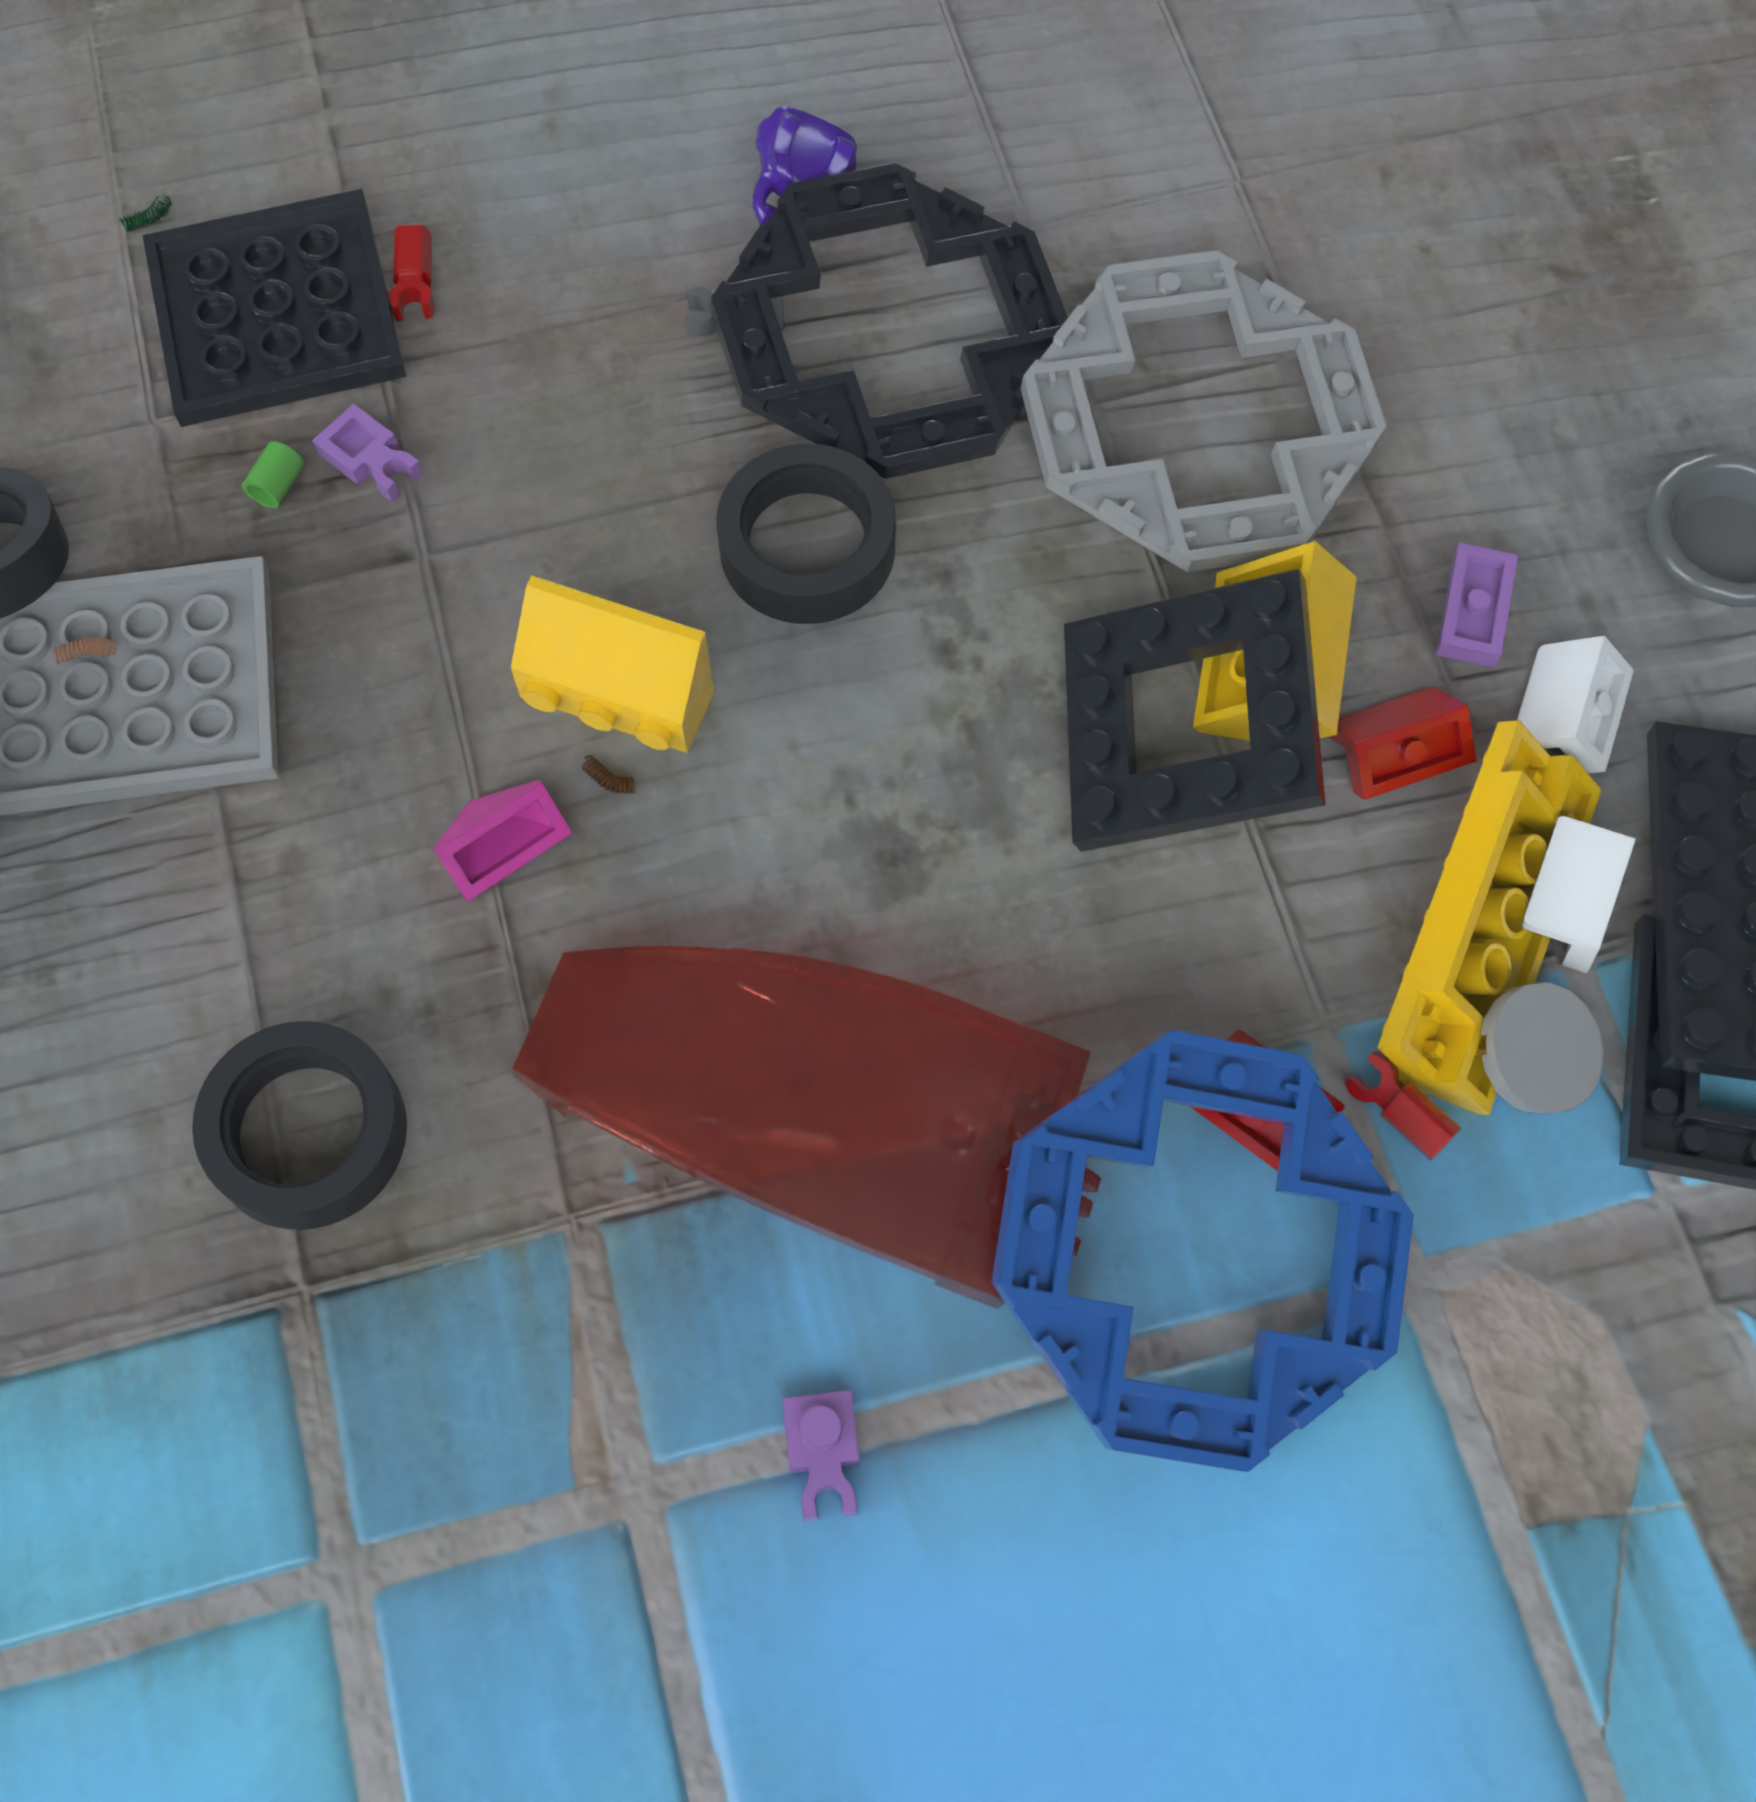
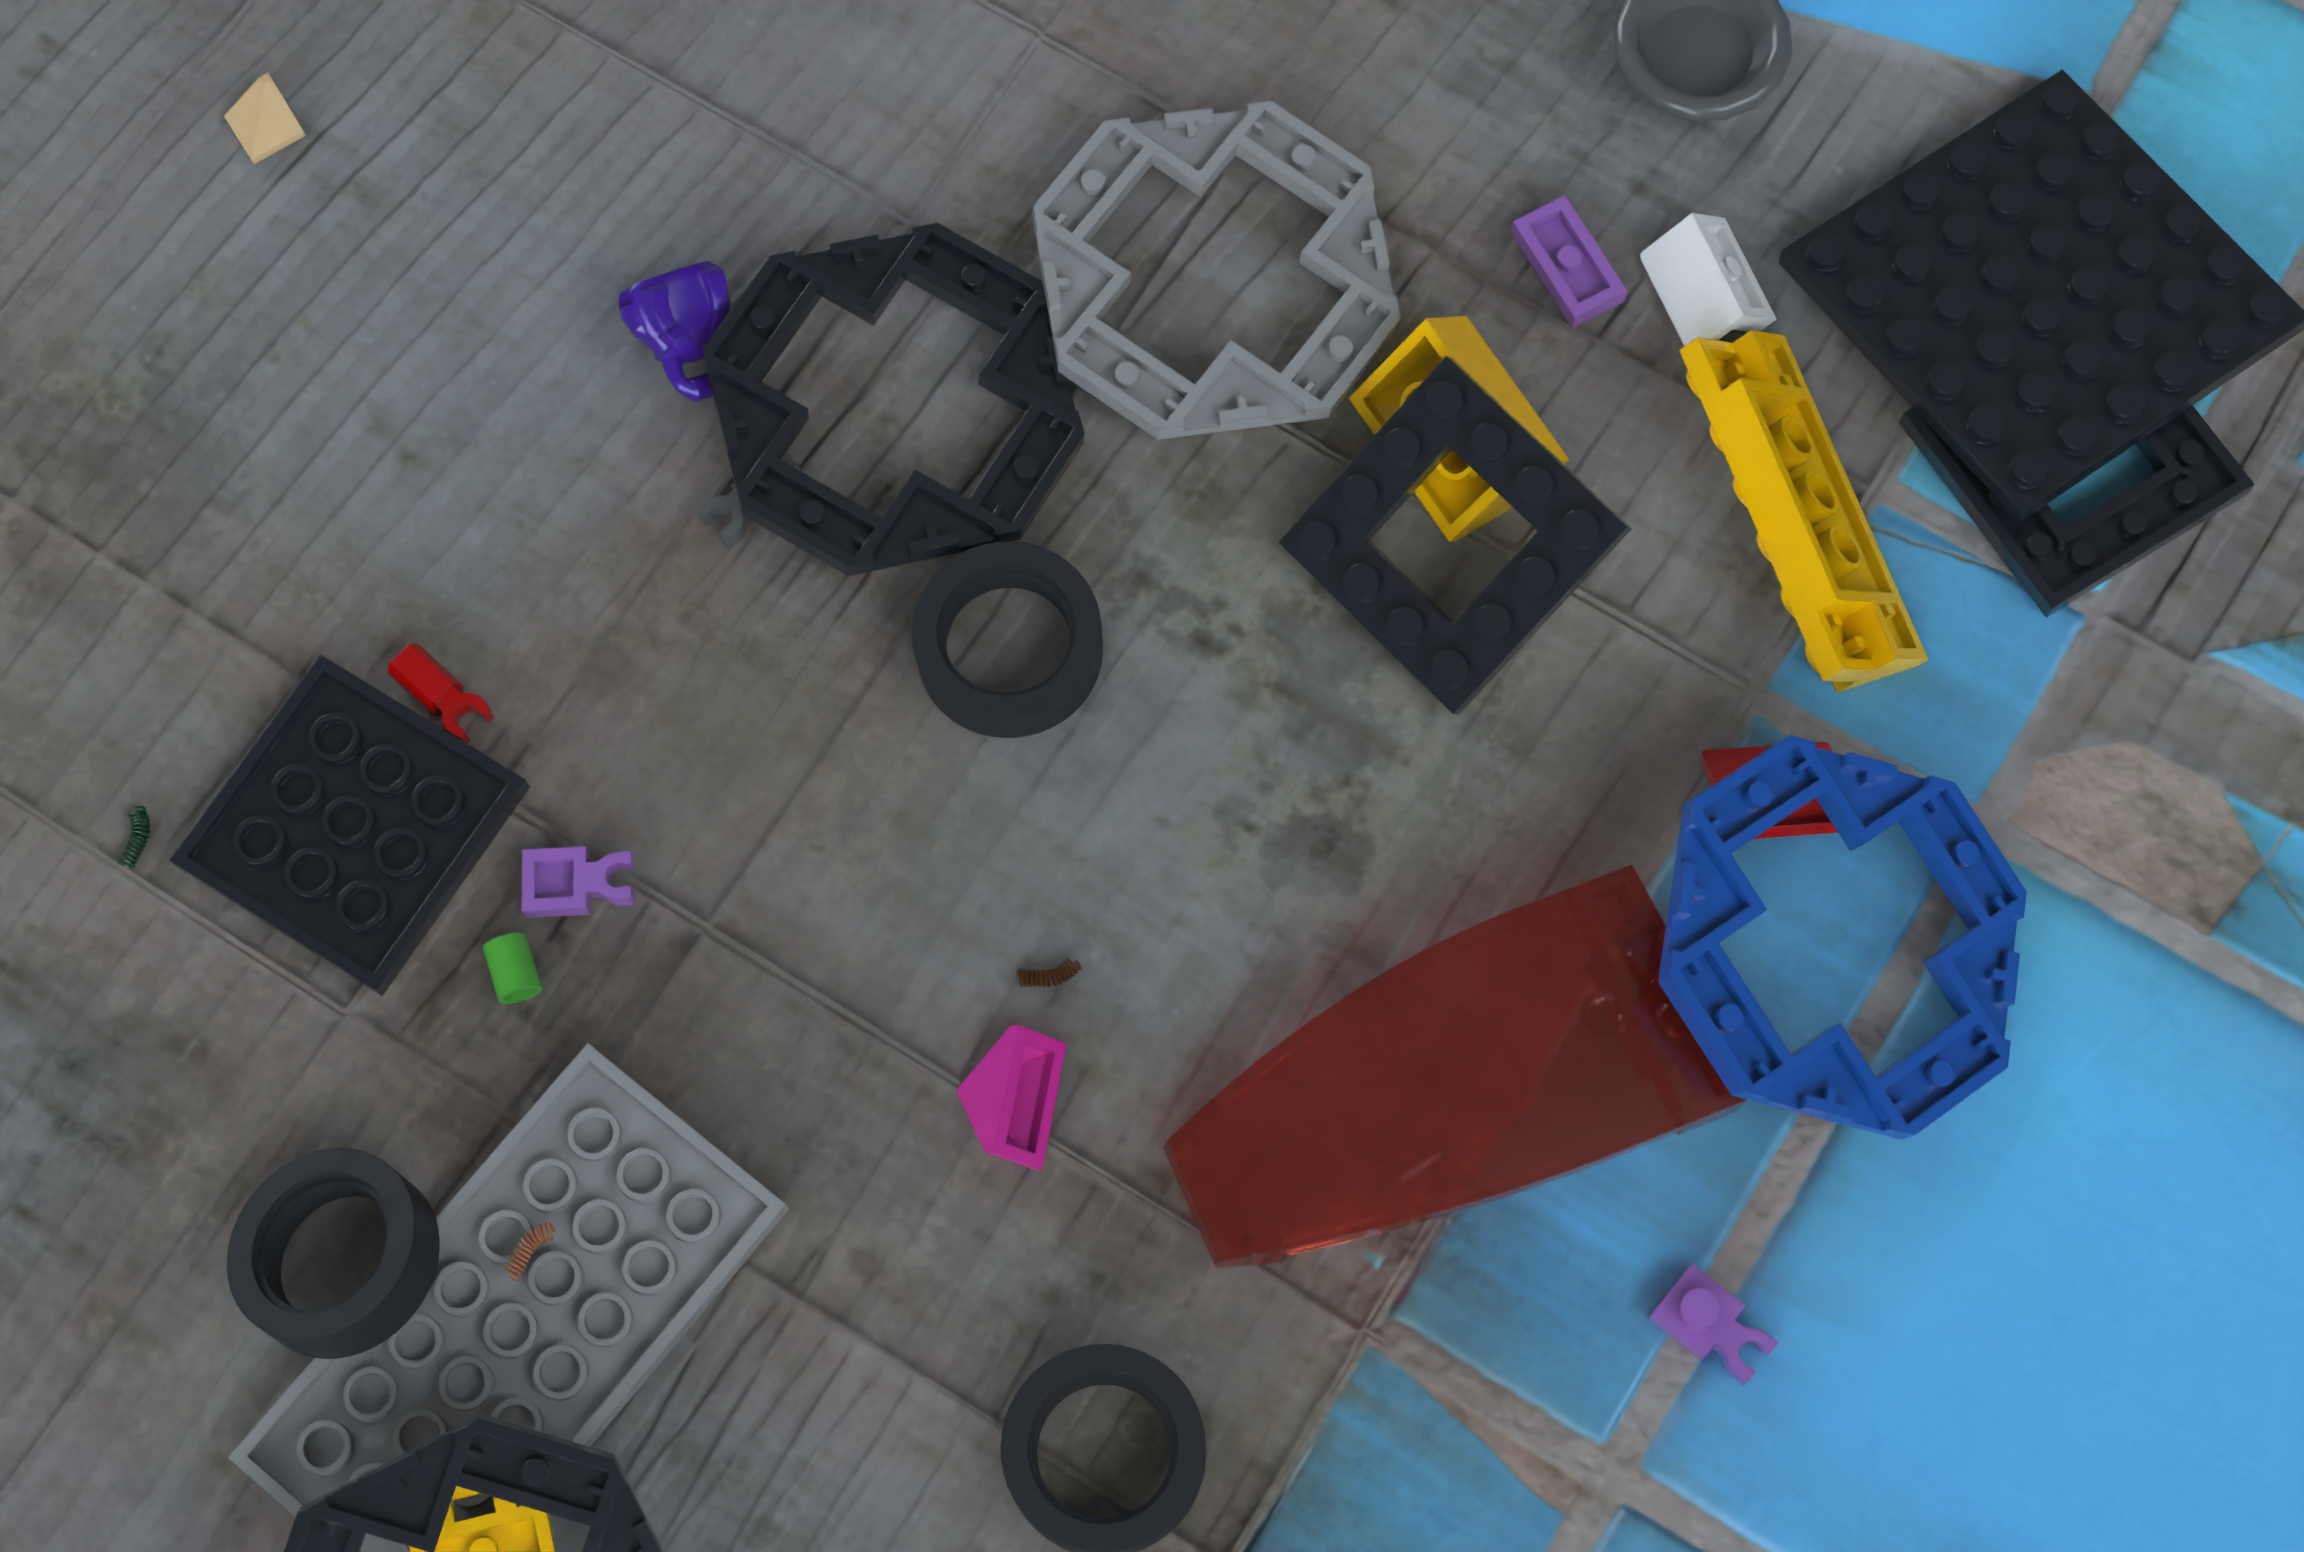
camera: 40 degrees left, 5 degrees up
(611, 665) = (979, 885): yellow slope -> none
(1405, 741) = (1615, 417): red panel -> none
(1406, 1108) = (1872, 706): red bar -> none
(1542, 1048) = (1926, 578): light grey tile -> none
(1578, 888) = (1846, 432): white panel -> none

